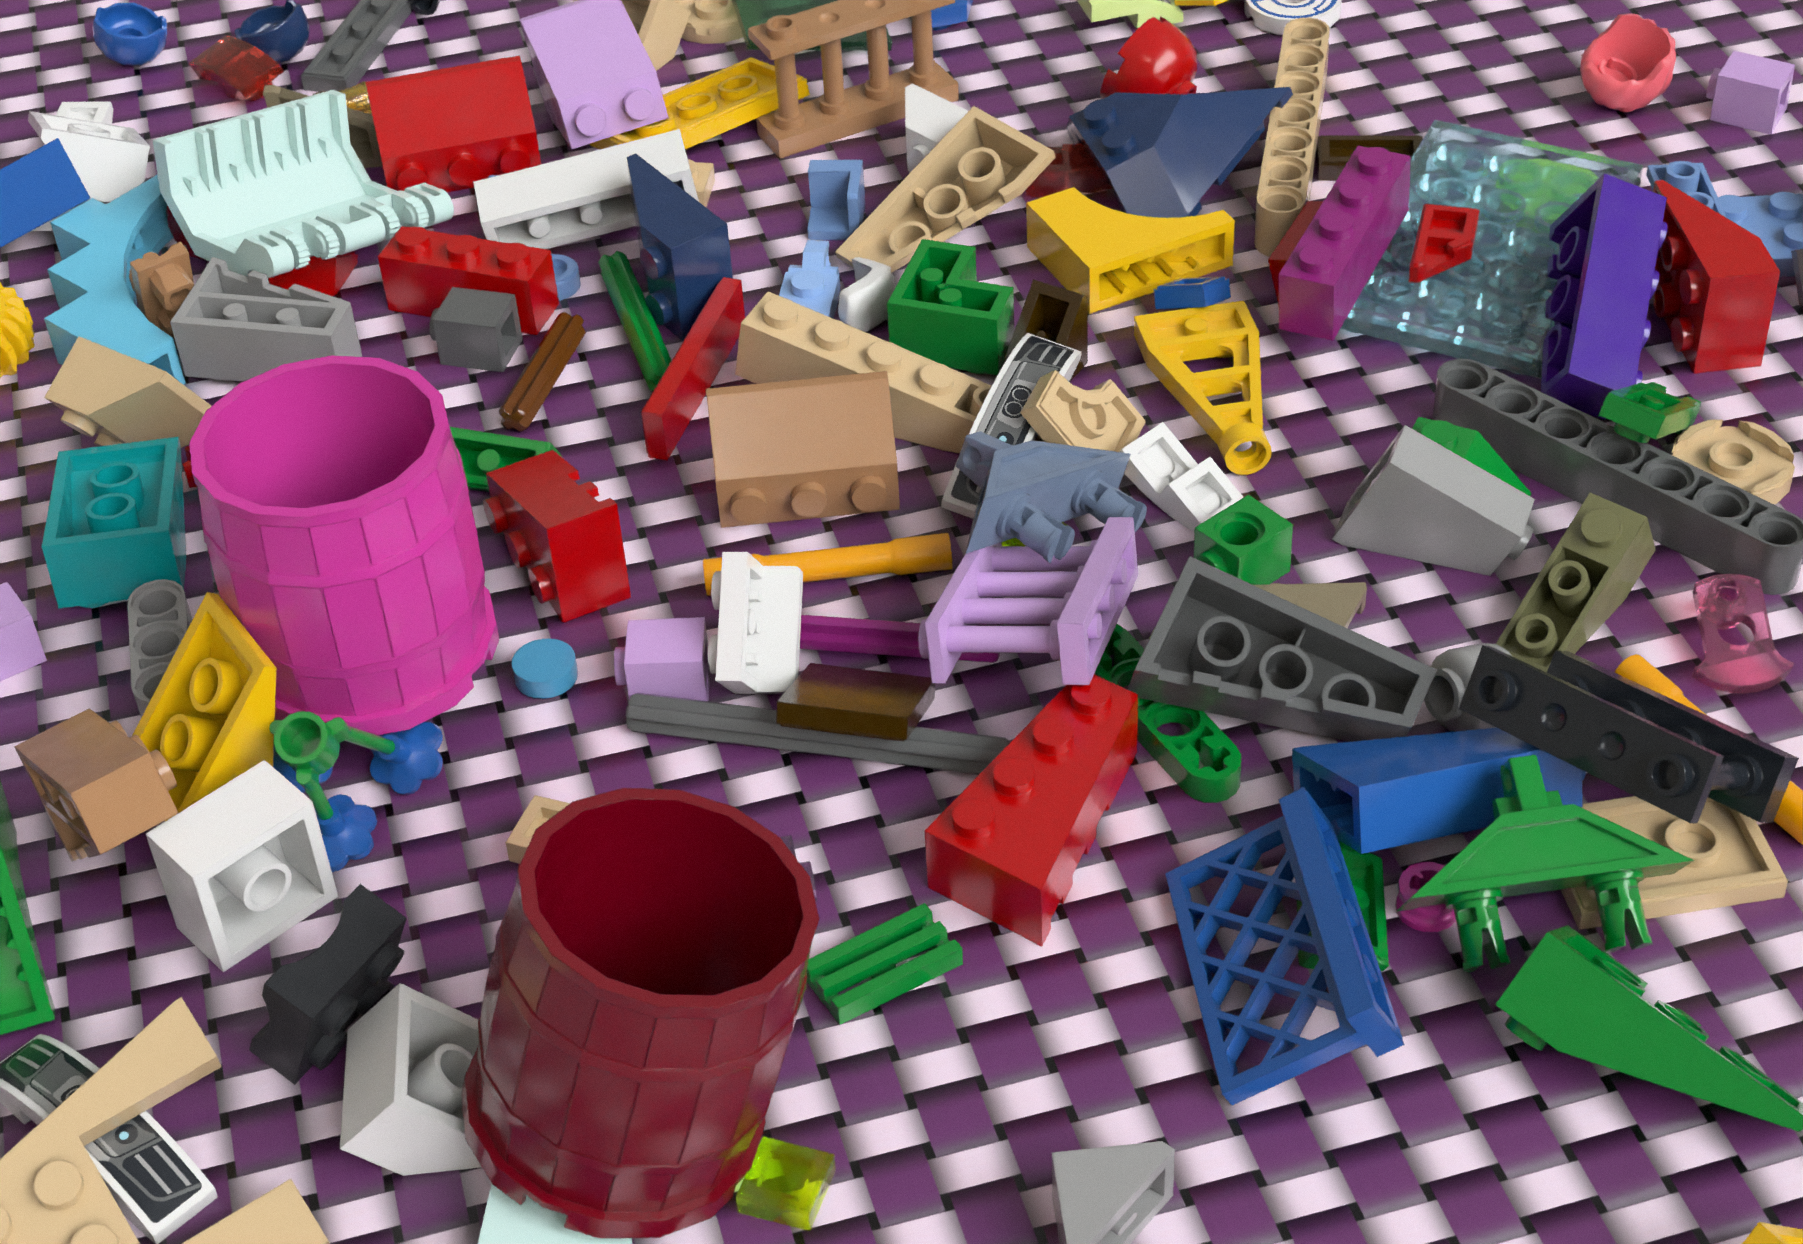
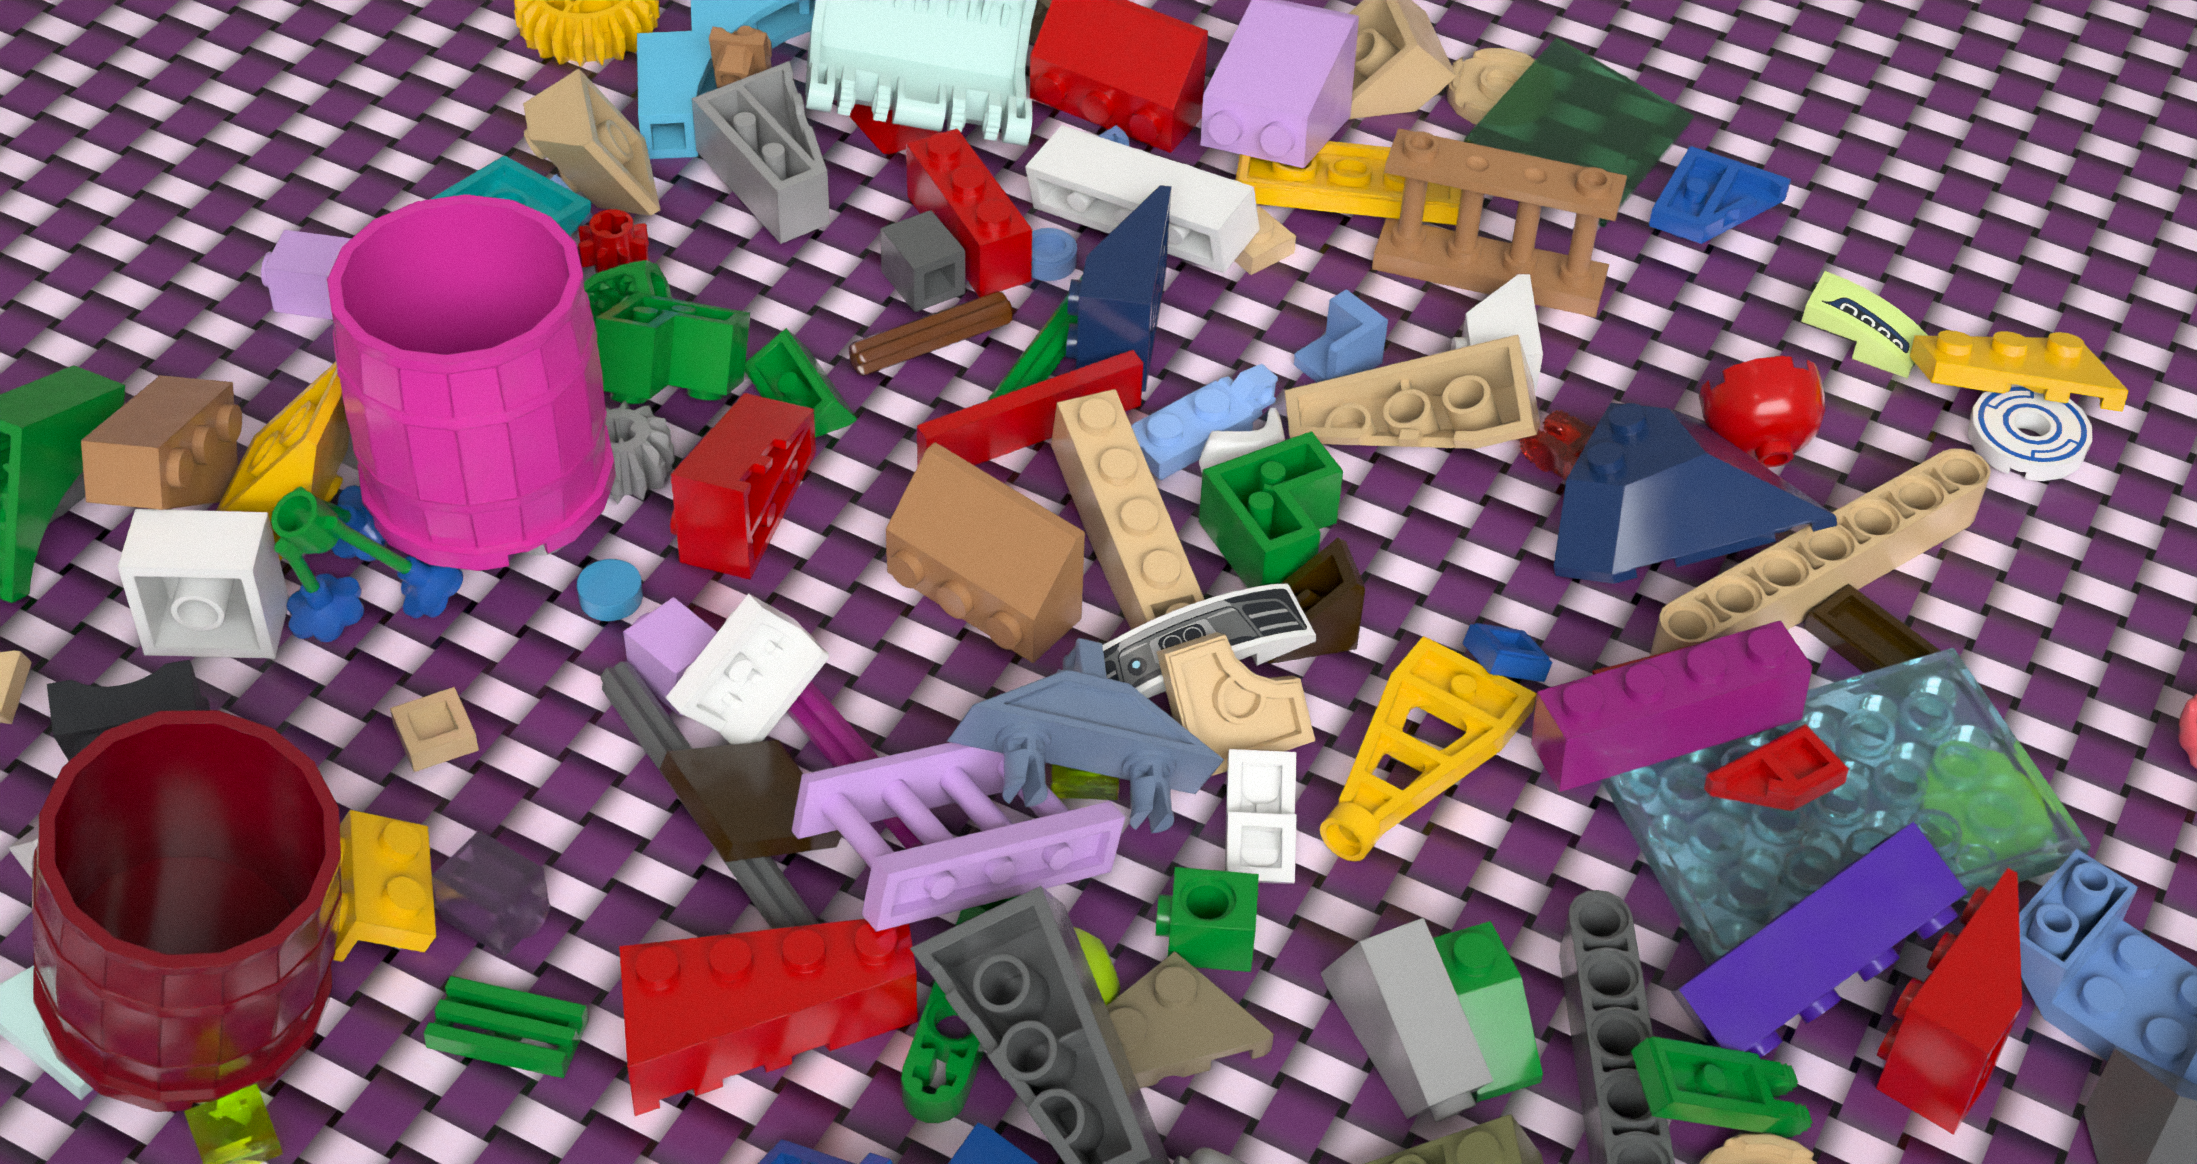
camera: 40 degrees right, 5 degrees up
(898, 556) = (848, 632): light orange piece -> none
(1122, 254) = (1500, 573): yellow arch -> none

